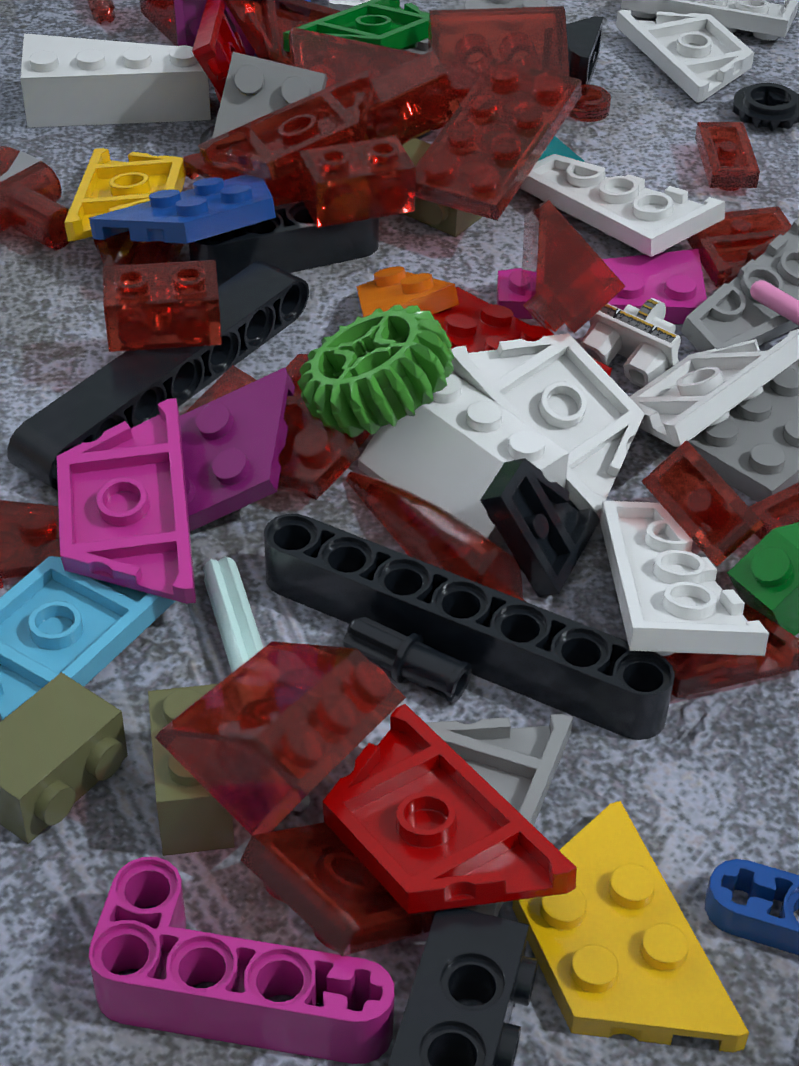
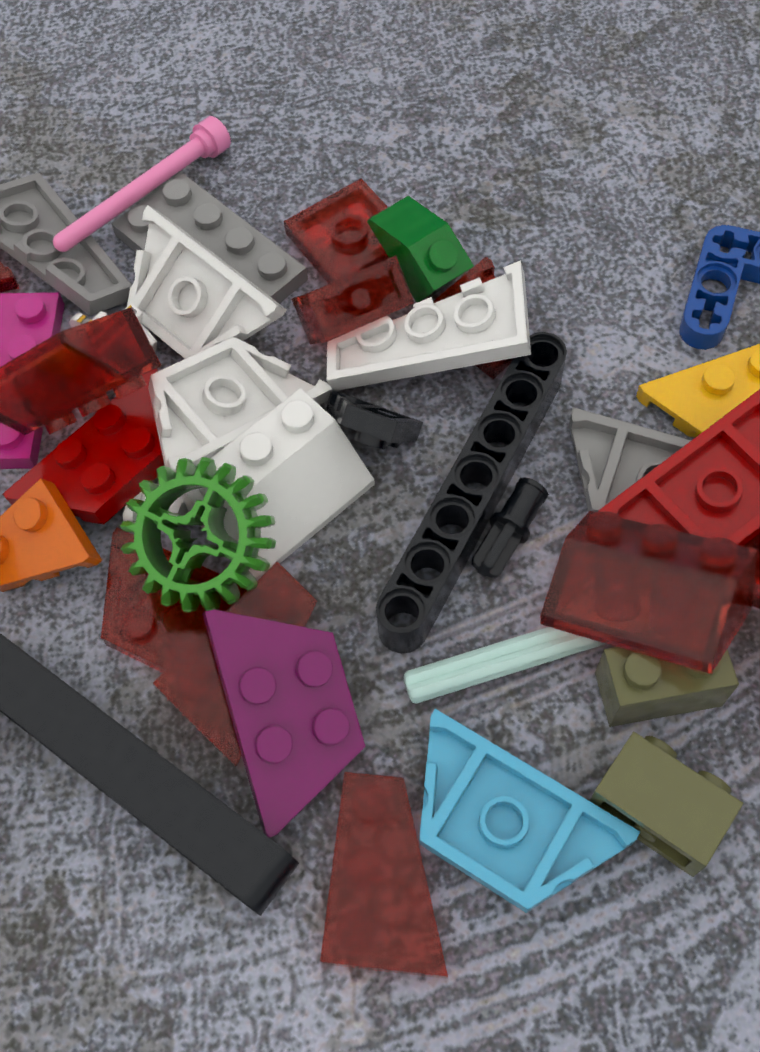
camera: 85 degrees left, 20 degrees up
(129, 508) = (370, 758): dark pink wing -> none
(161, 305) = (69, 756): clear red brick -> none
(438, 536) = (379, 504): clear red piece -> none

